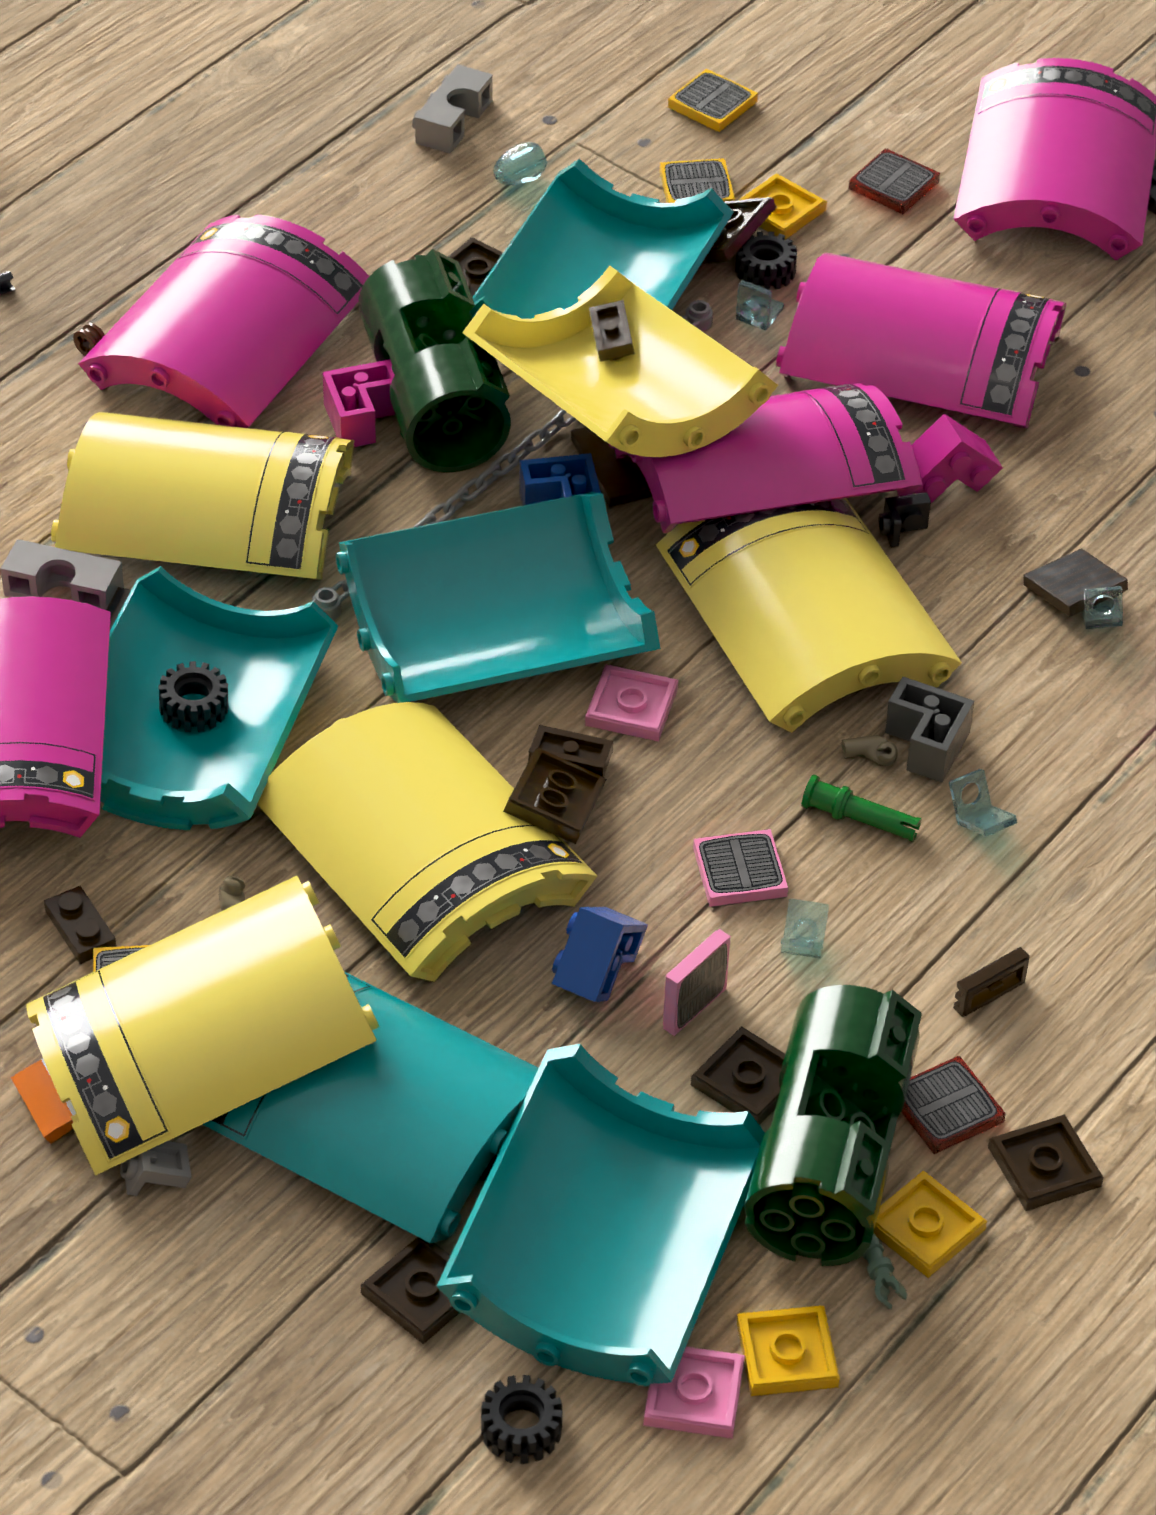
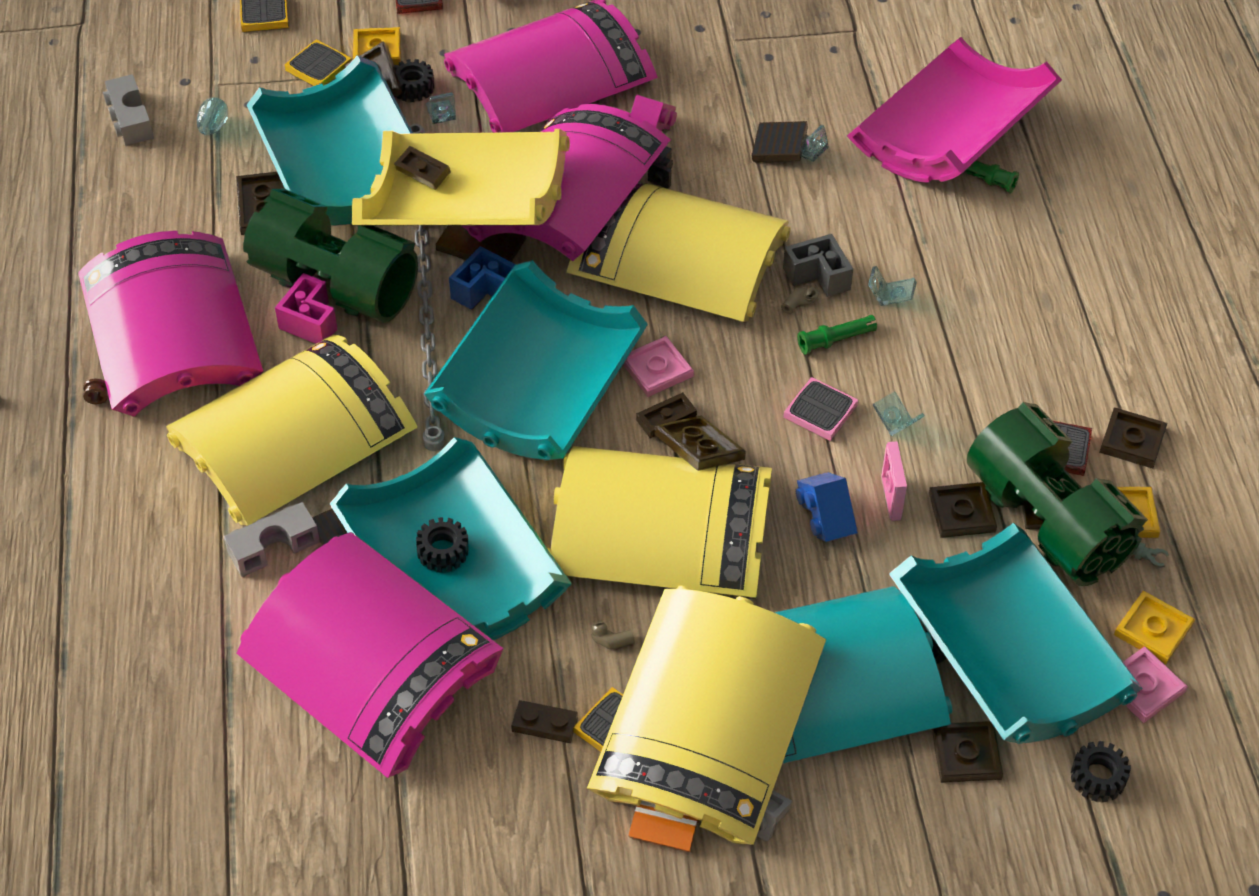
camera: 45 degrees left, 5 degrees up
(991, 981) = (1006, 369): dark brown tile -> none

